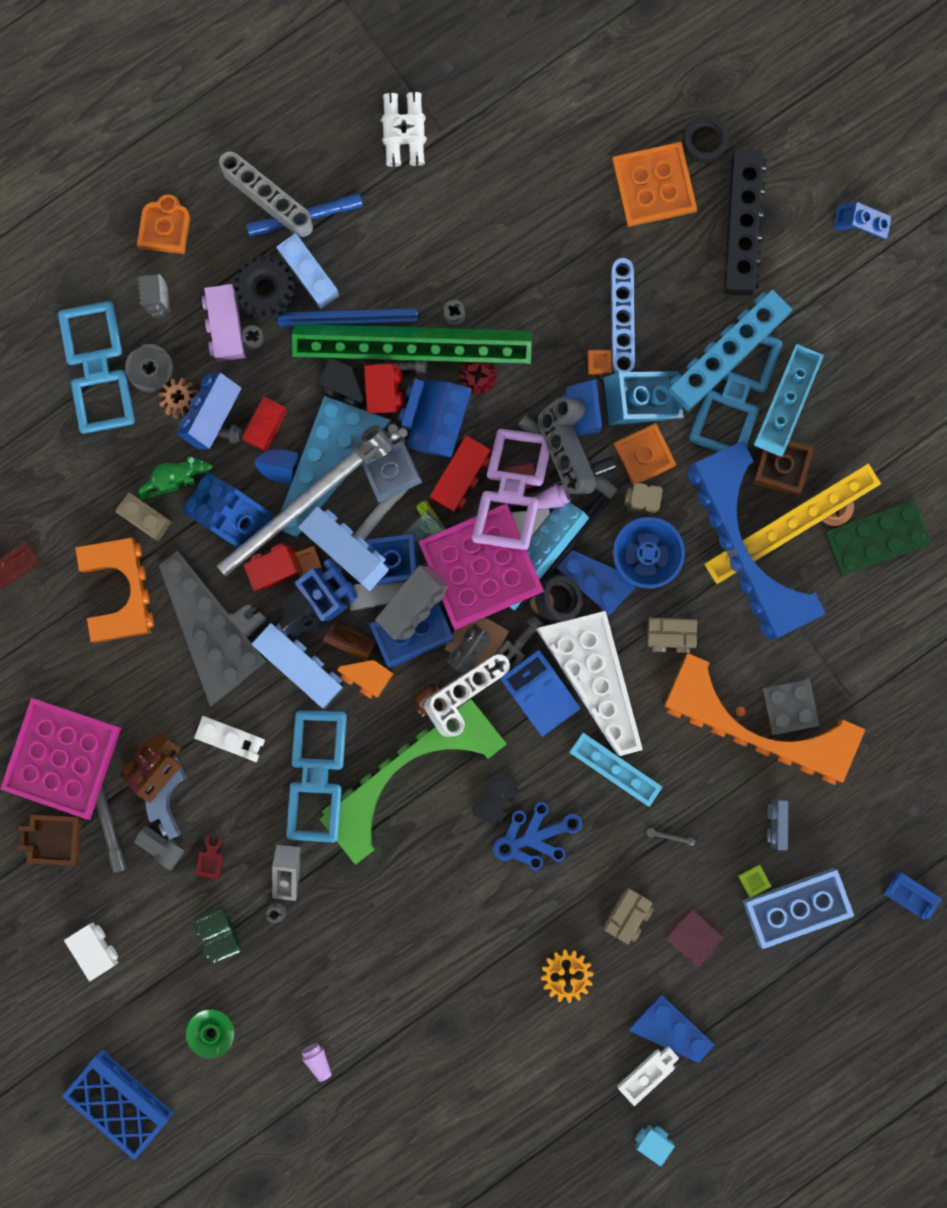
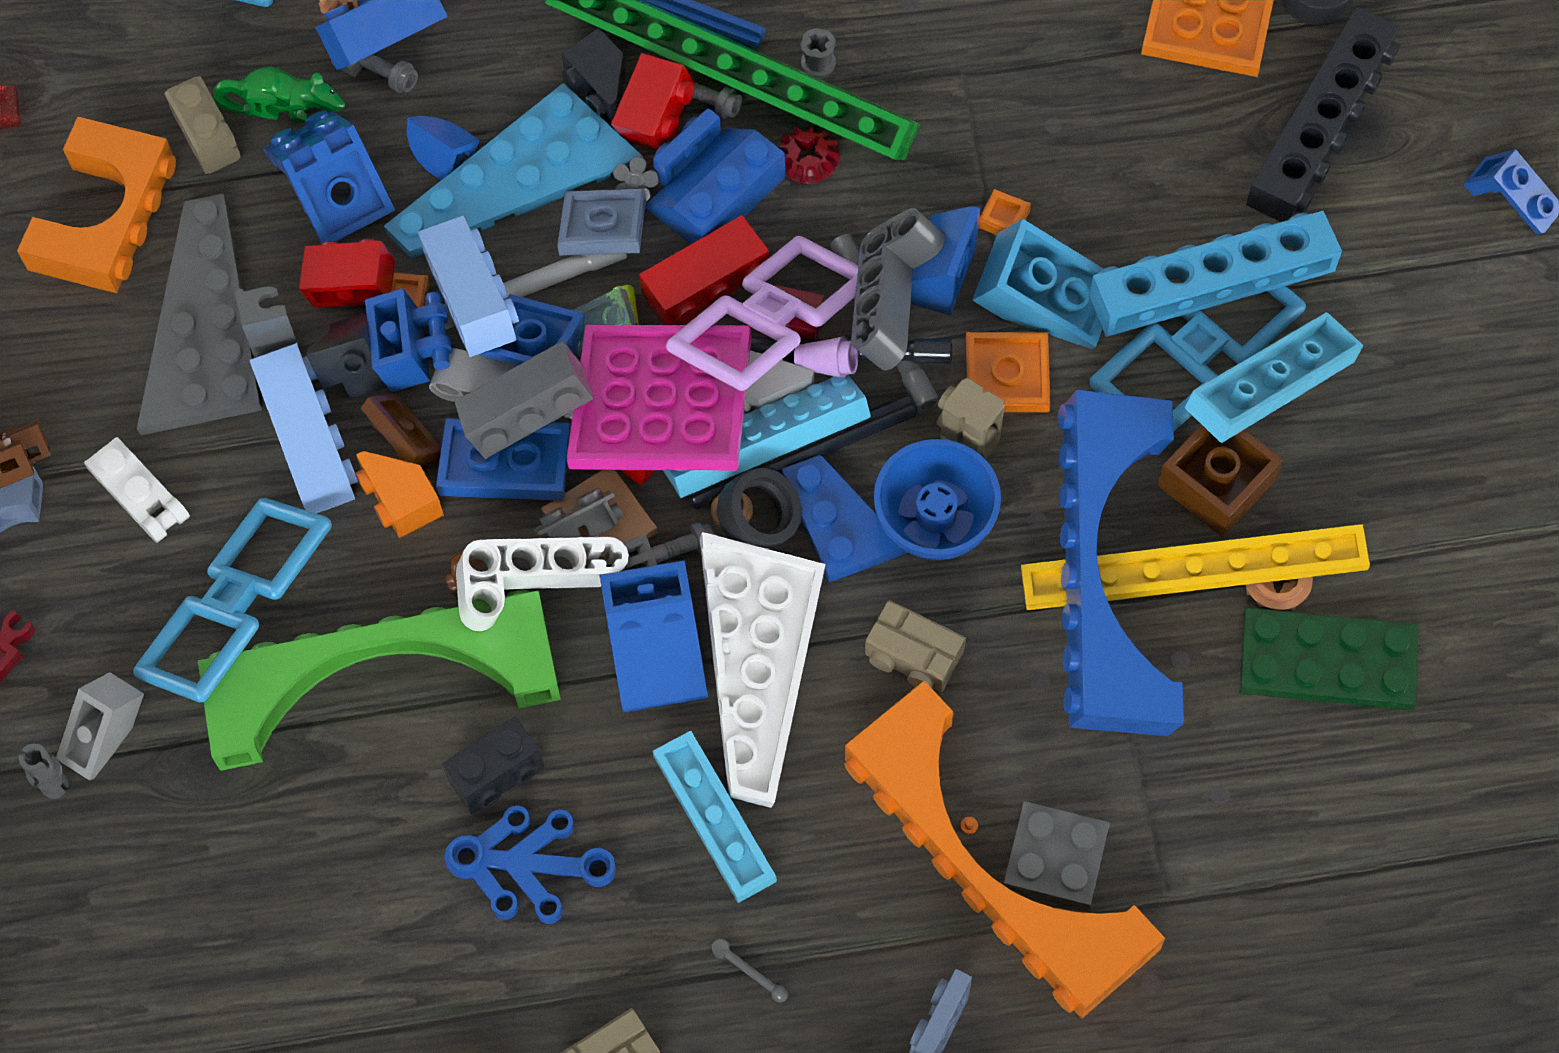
camera: 25 degrees right, 20 degrees down
(264, 424) = (452, 79): red brick -> none
(373, 444) = (594, 168): flat silver piece -> none
(622, 306) = (1074, 150): light blue beam -> none

